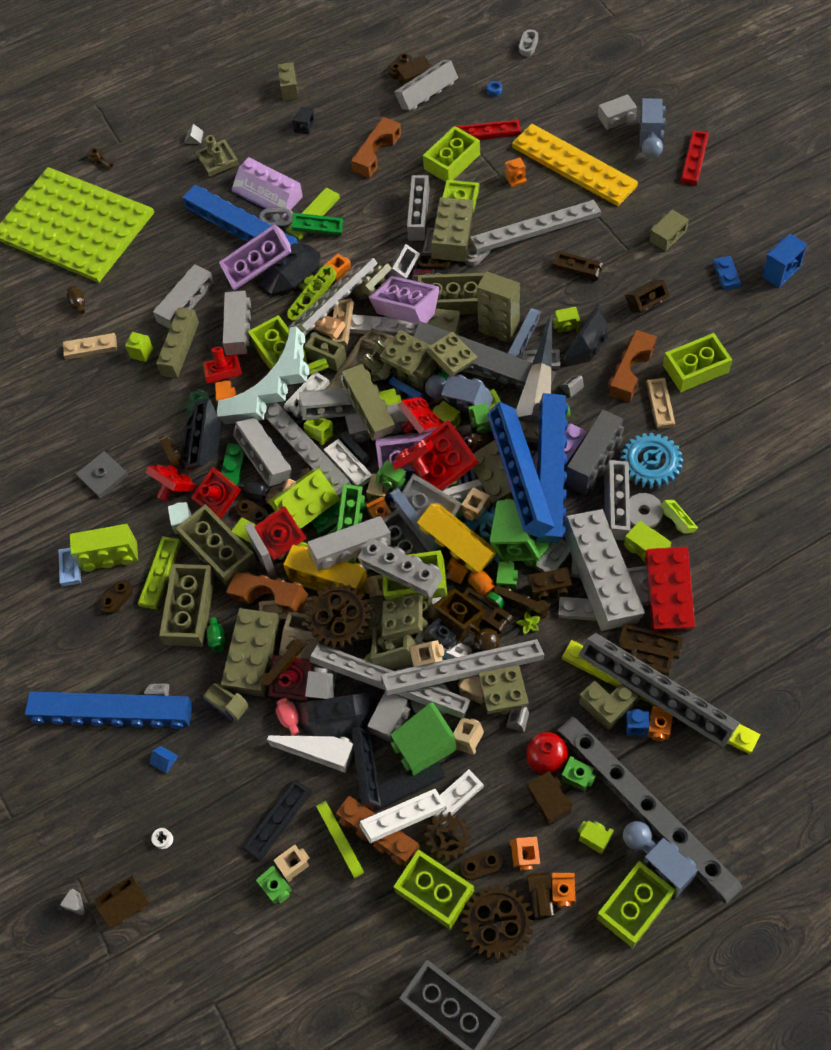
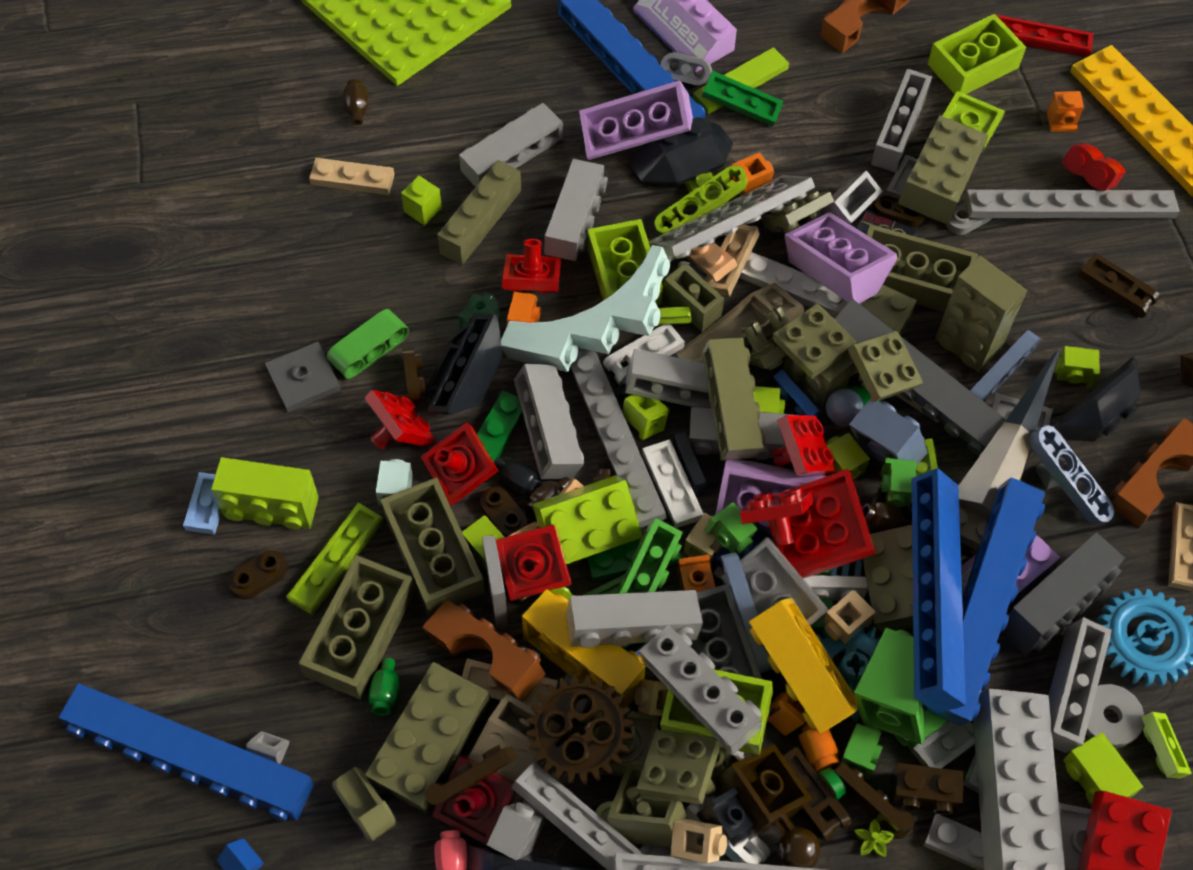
camera: 10 degrees right, 0 degrees up
(135, 442) = (367, 343): none -> bright green beam
(540, 199) = (1097, 170): none -> red brick
(582, 380) = (1074, 471): none -> sand blue beam

